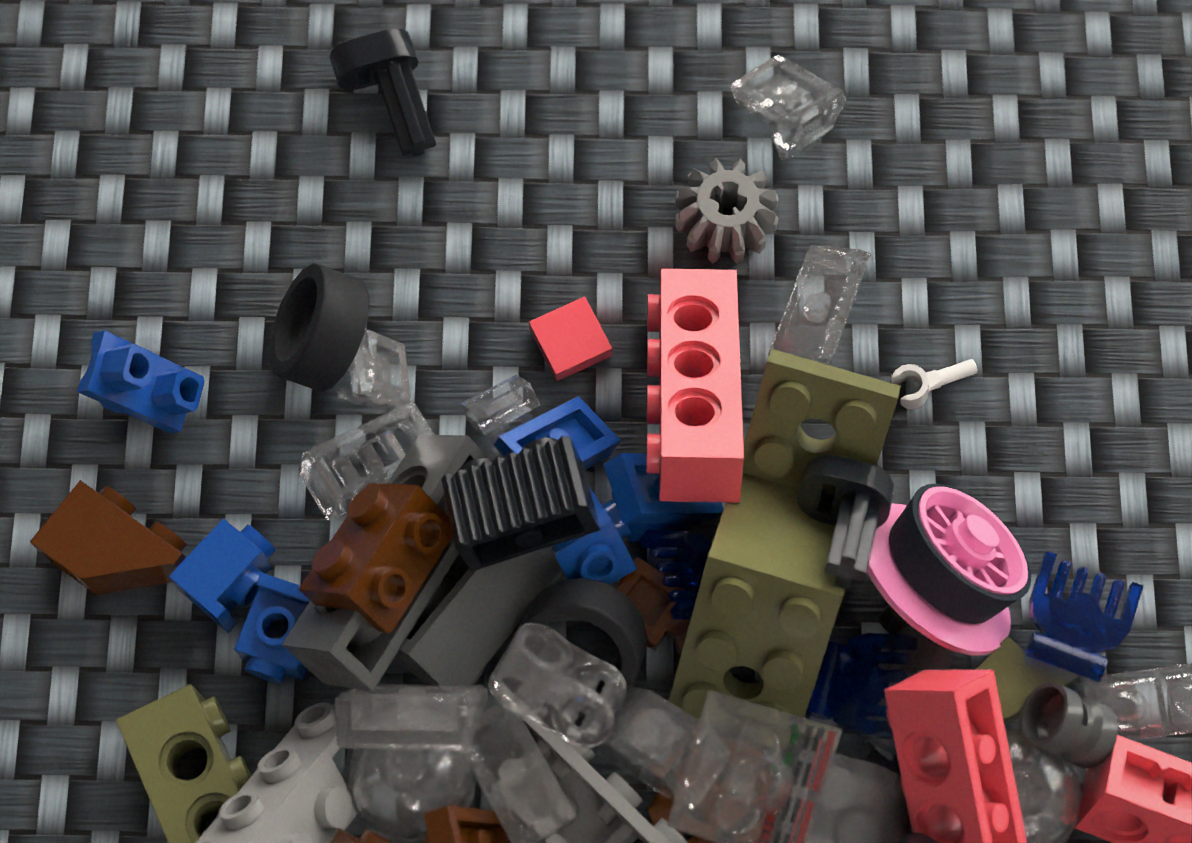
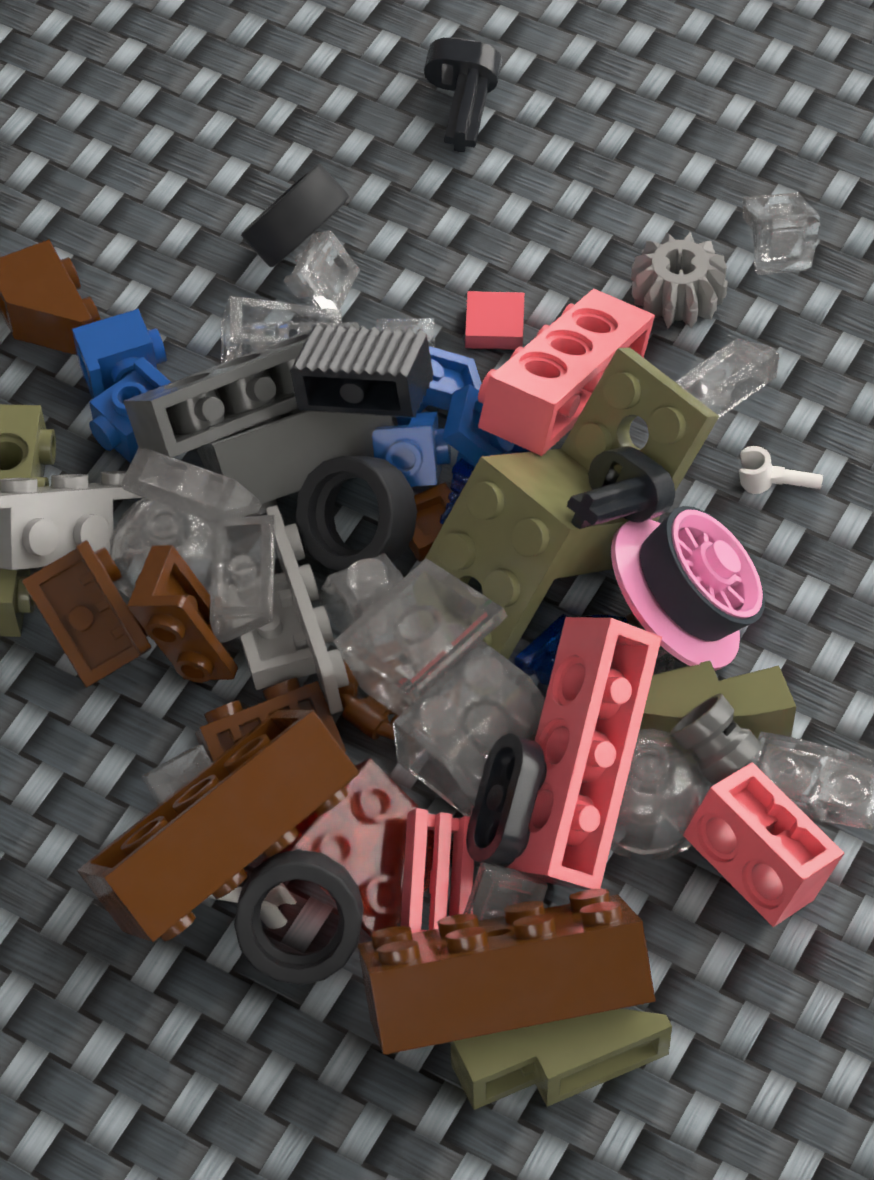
camera: 30 degrees right, 15 degrees down
(140, 383) = (136, 198): blue hips -> none
(380, 554) = (234, 369): reddish brown bracket -> none
(554, 682) = (316, 518): clear piece -> none
(1074, 626) = (770, 673): clear blue piece -> none

